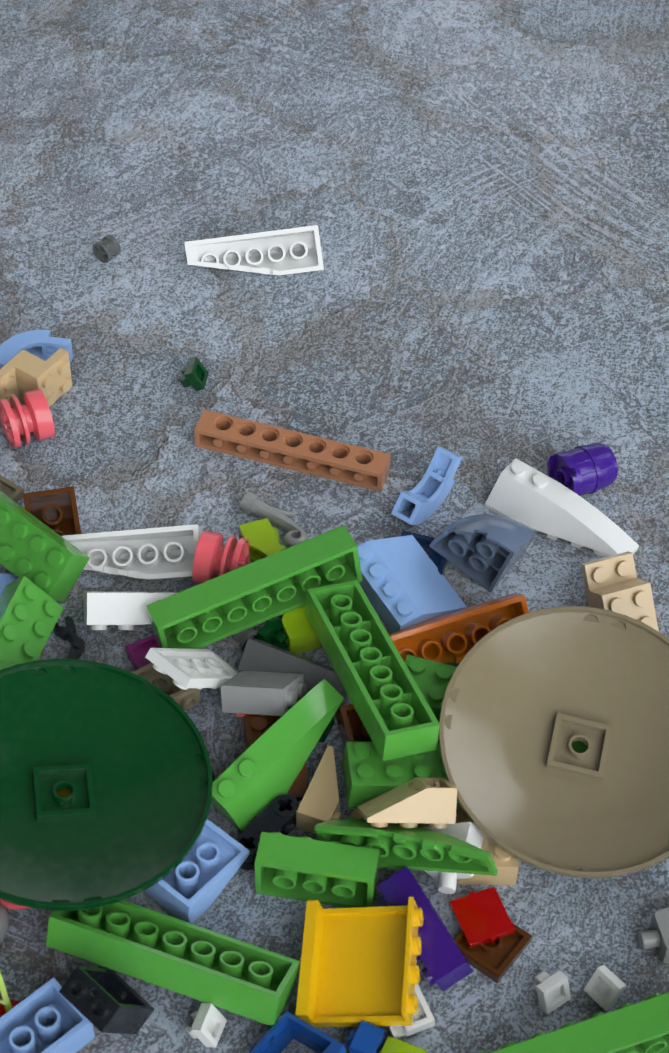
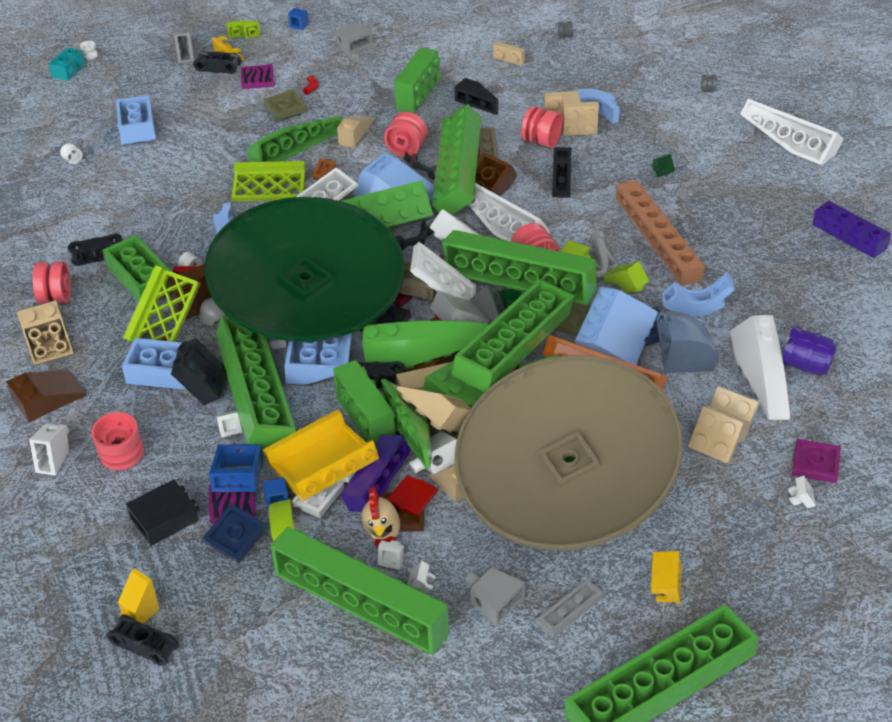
camera: 55 degrees right, 5 degrees down
(113, 456) = (561, 172): none -> black slope
(334, 515) = (628, 277): none -> lime arch
(441, 319) = (851, 229): none -> dark purple brick
(505, 966) = (377, 516): none -> tan piece

